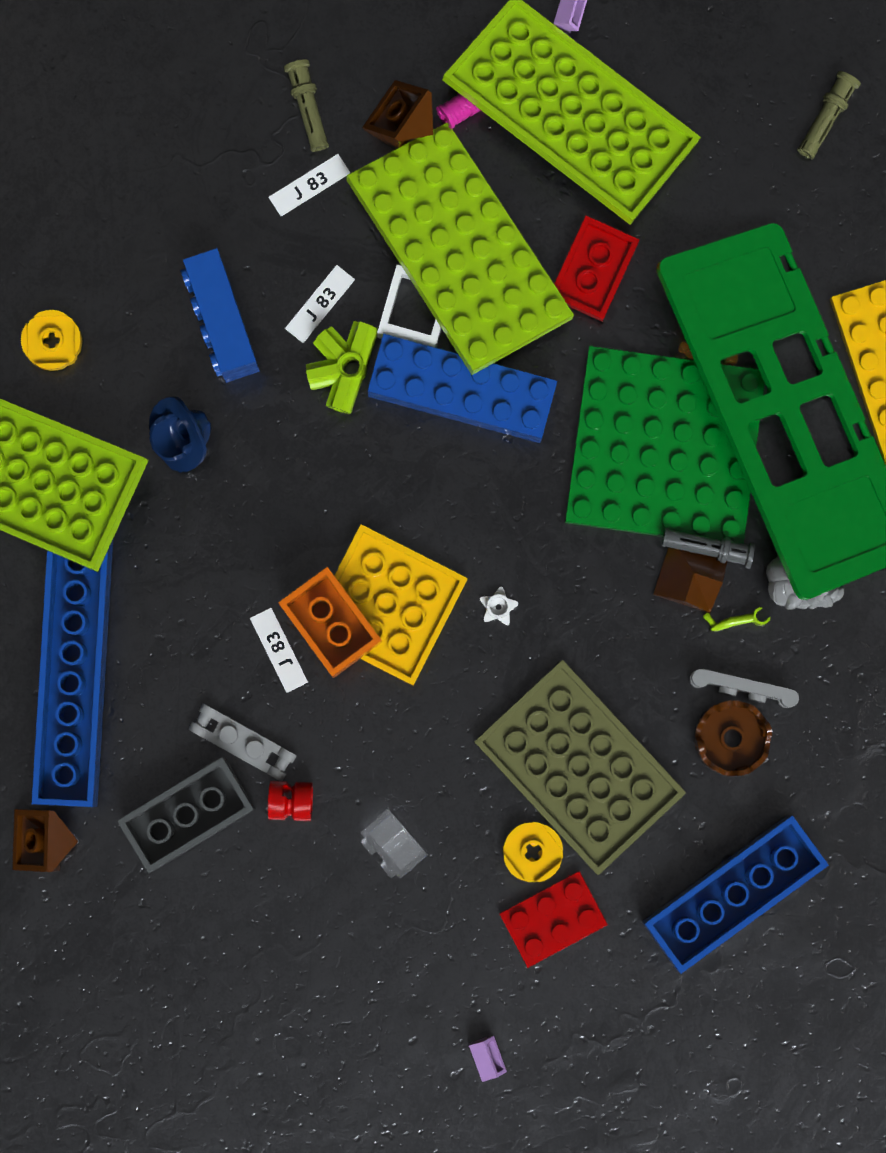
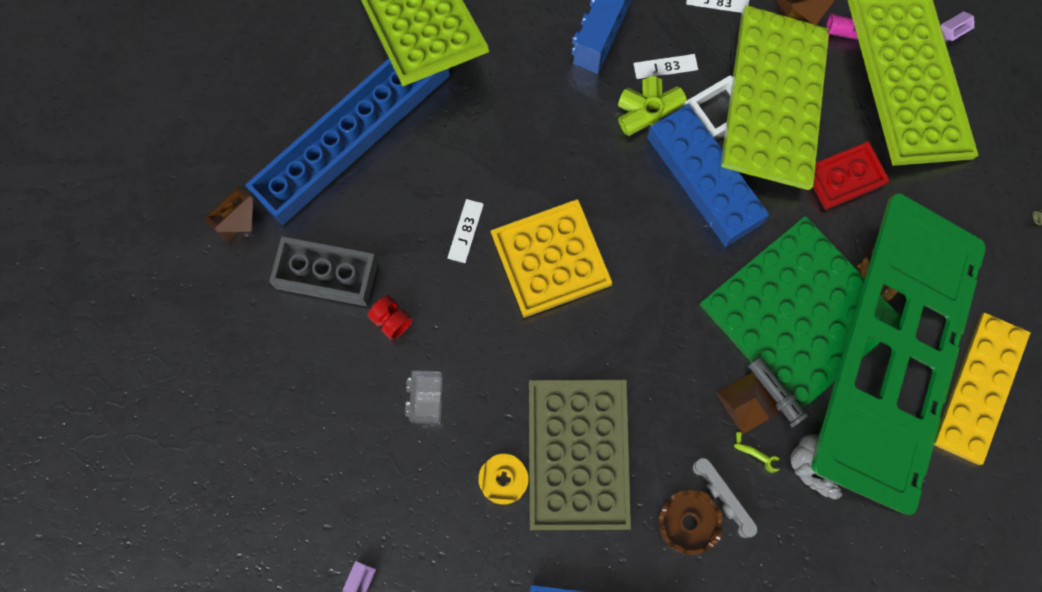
camera: 50 degrees right, 10 degrees down
(179, 434) = (521, 63): dark blue hat -> none
(242, 742) = (395, 262): light grey plate -> none
(330, 622) = (507, 233): orange brick -> none
(506, 606) = (615, 311): white plate -> none
(553, 919) = (478, 532): red plate -> none

